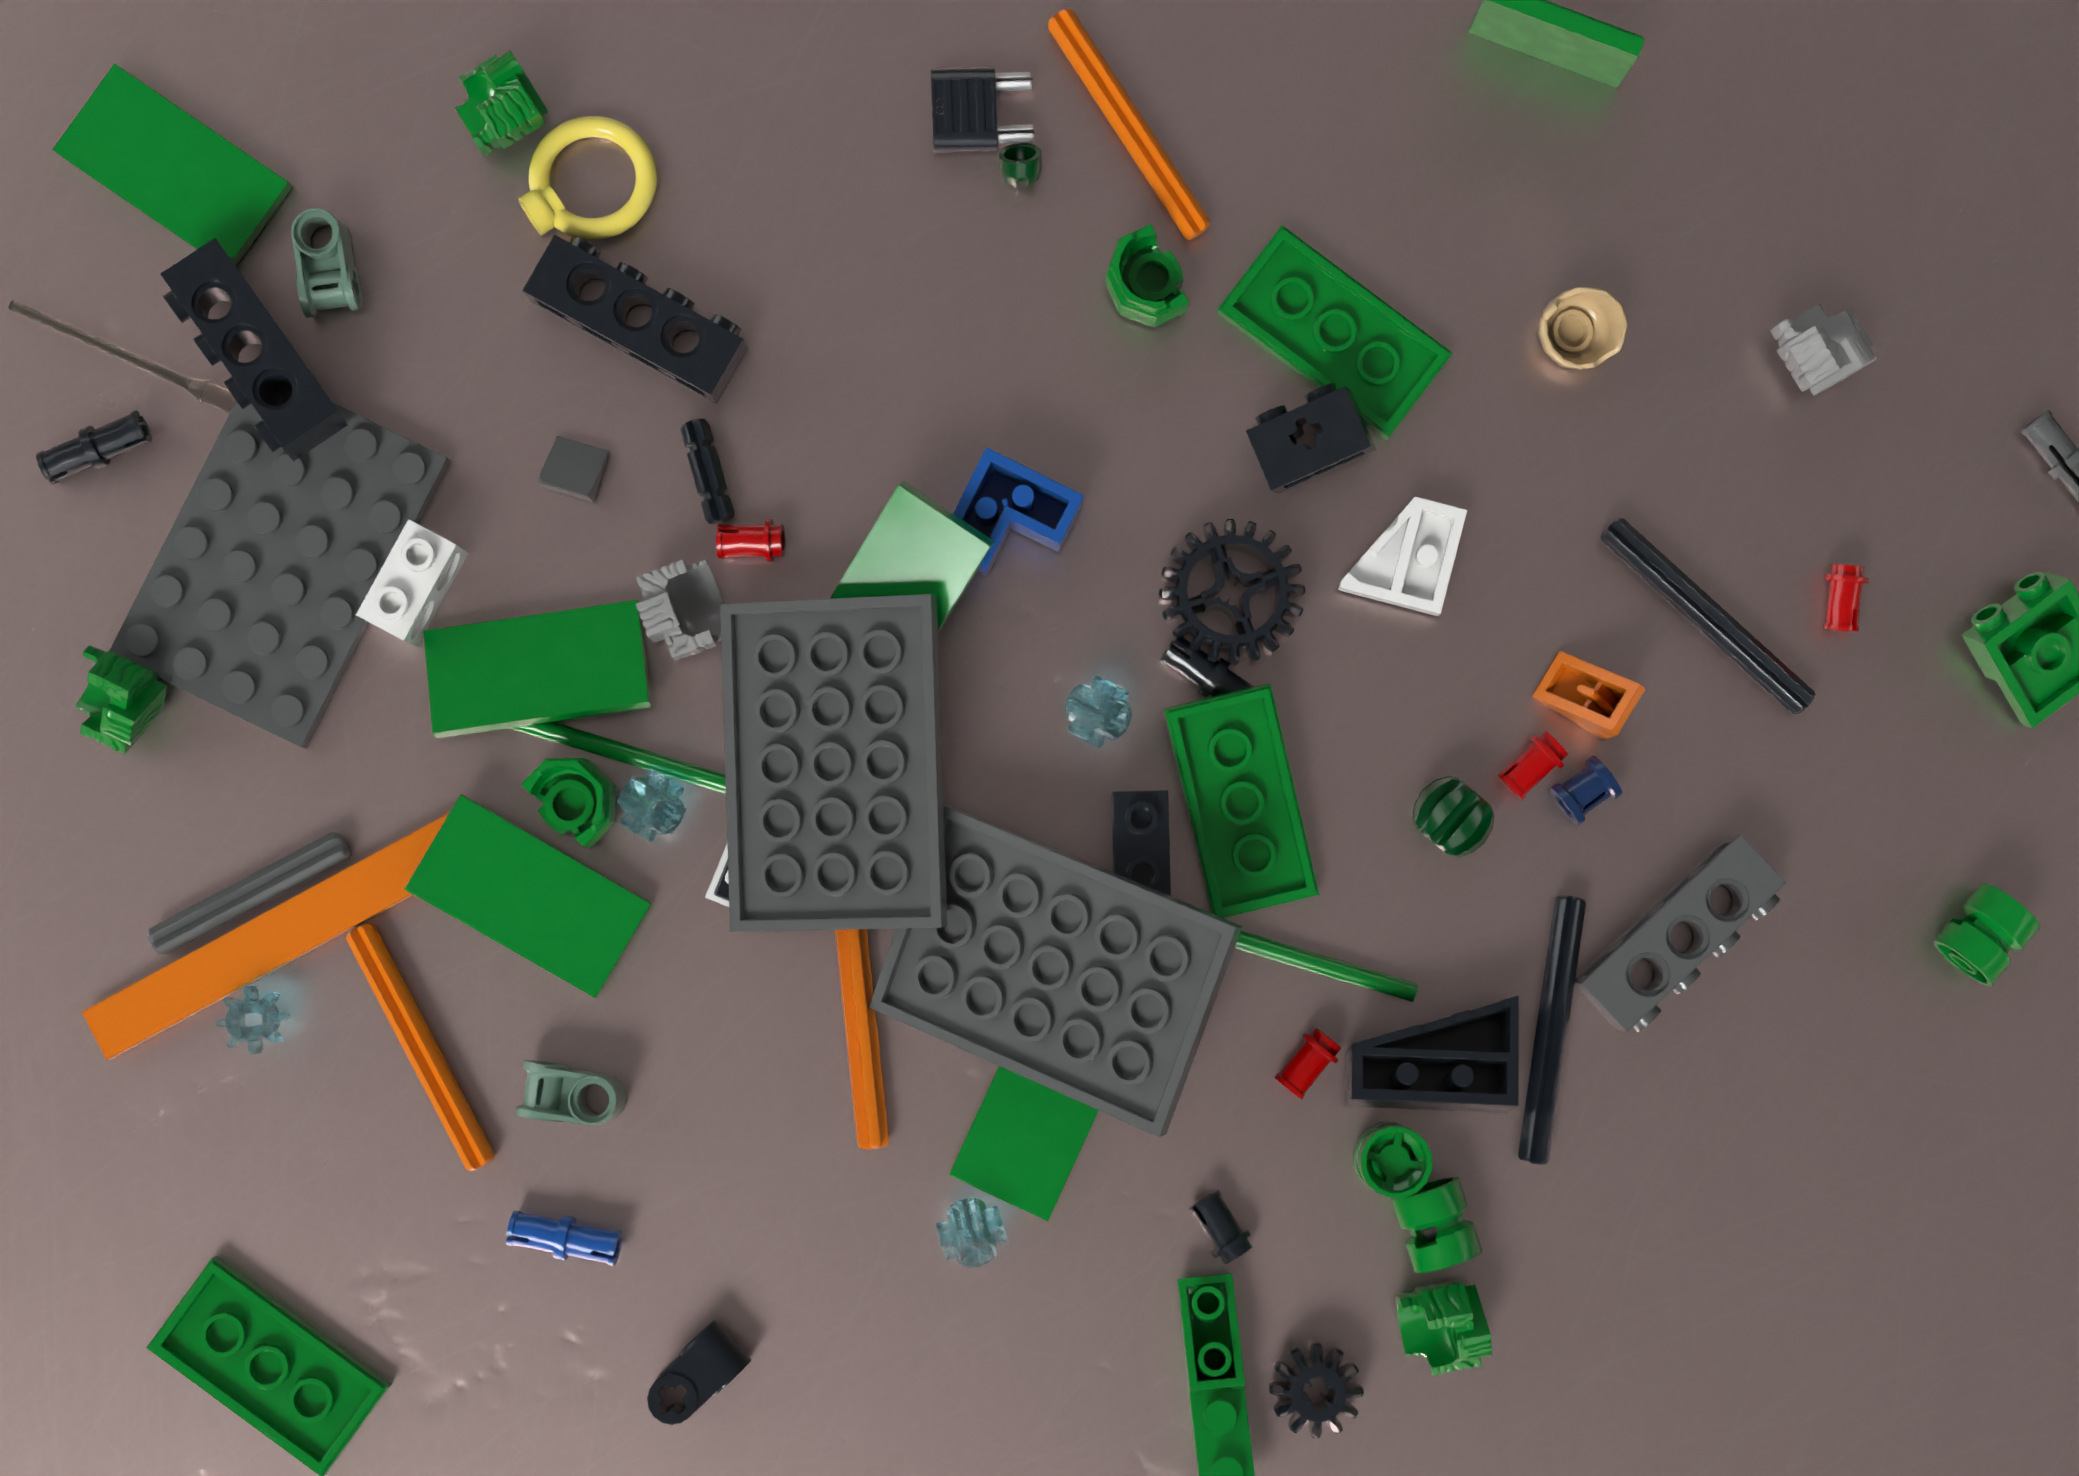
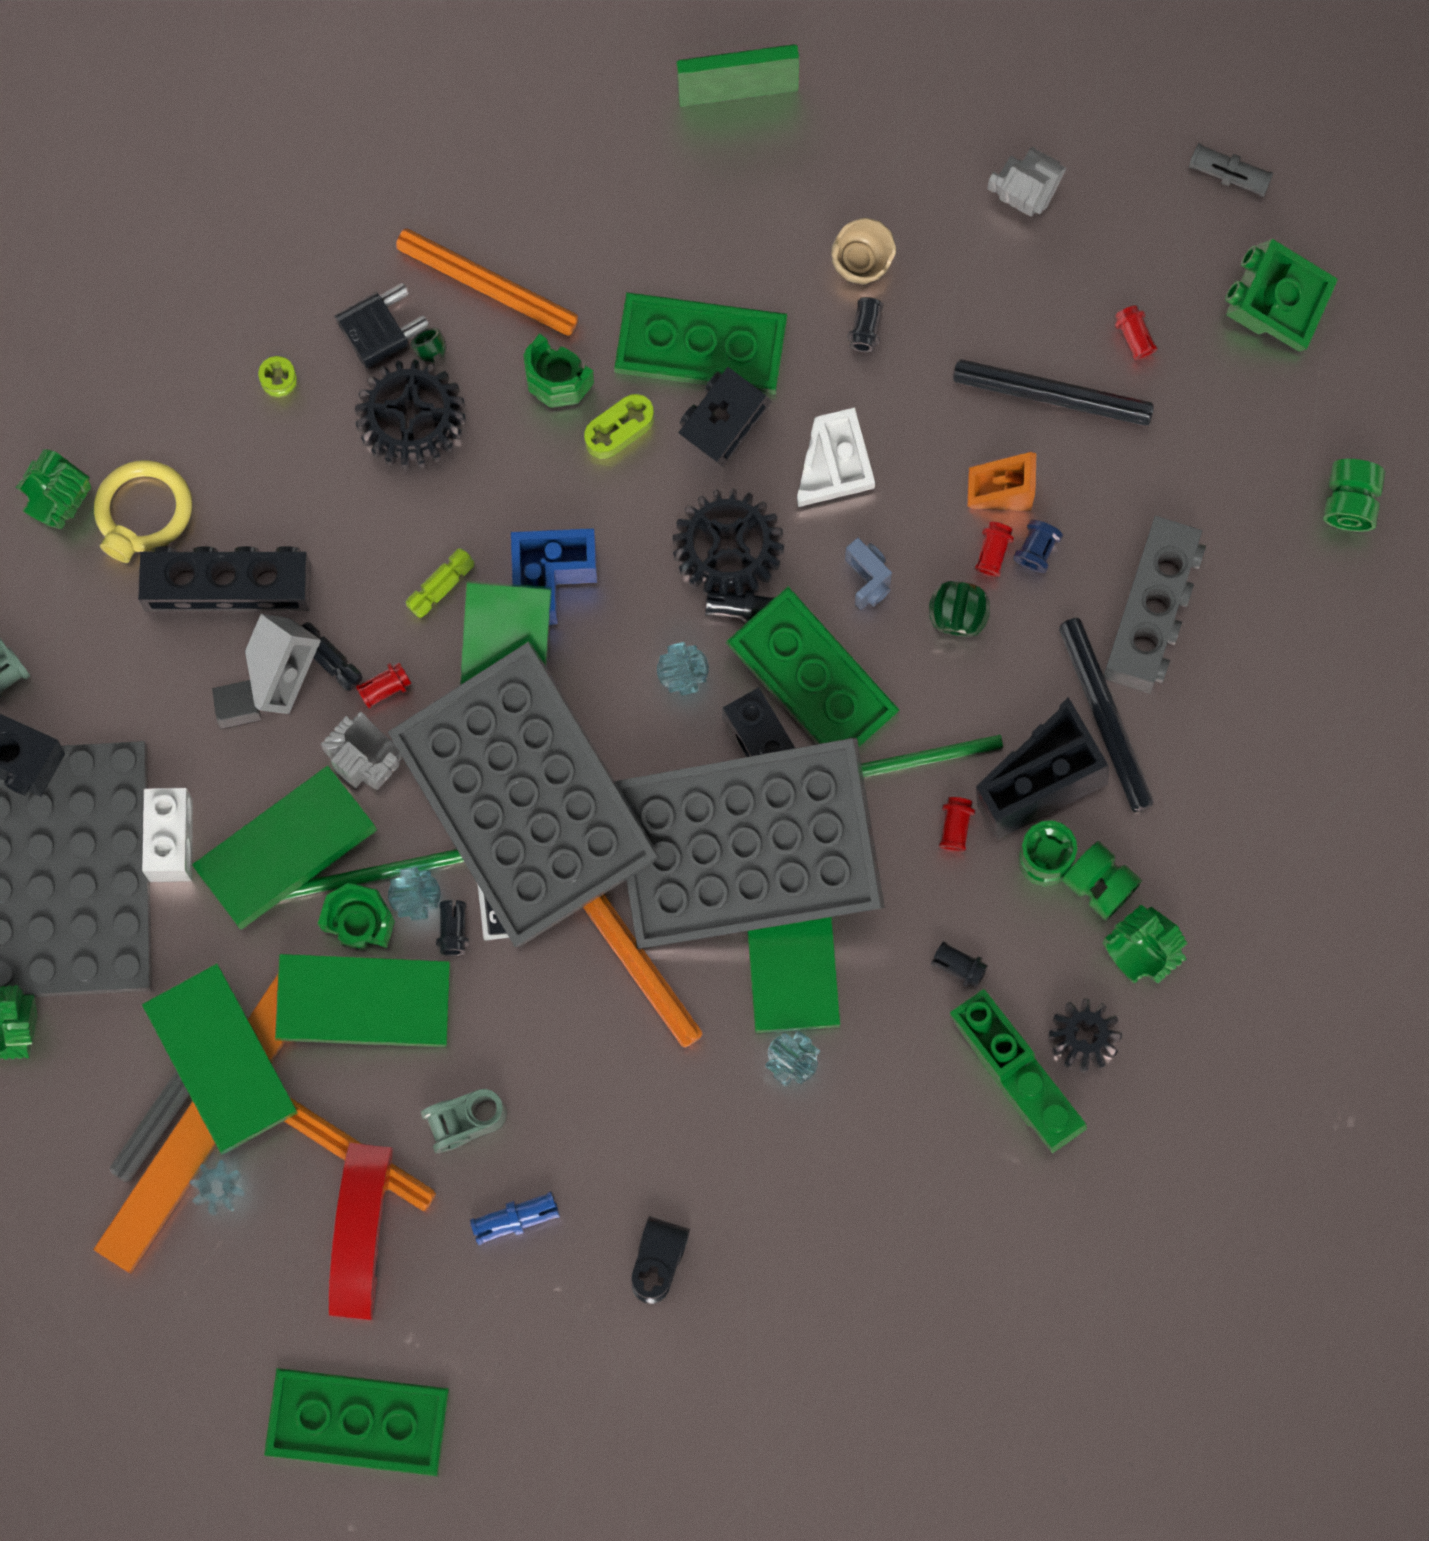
camera: 25 degrees left, 10 degrees down
(331, 876) = (219, 1059): none -> green tile
(382, 1155) = (358, 1231): none -> red slope
(644, 449) = (278, 661): none -> light grey slope
(672, 869) = (452, 928): none -> black pin
(822, 89) = (267, 368): none -> lime bush
(880, 454) = (440, 583): none -> lime axle
(936, 222) = (393, 412): none -> black gear
(1183, 368) = (613, 419): none -> lime beam
(1380, 703) = (870, 565): none -> sand blue bracket
(1536, 417) = (866, 324): none -> black pin

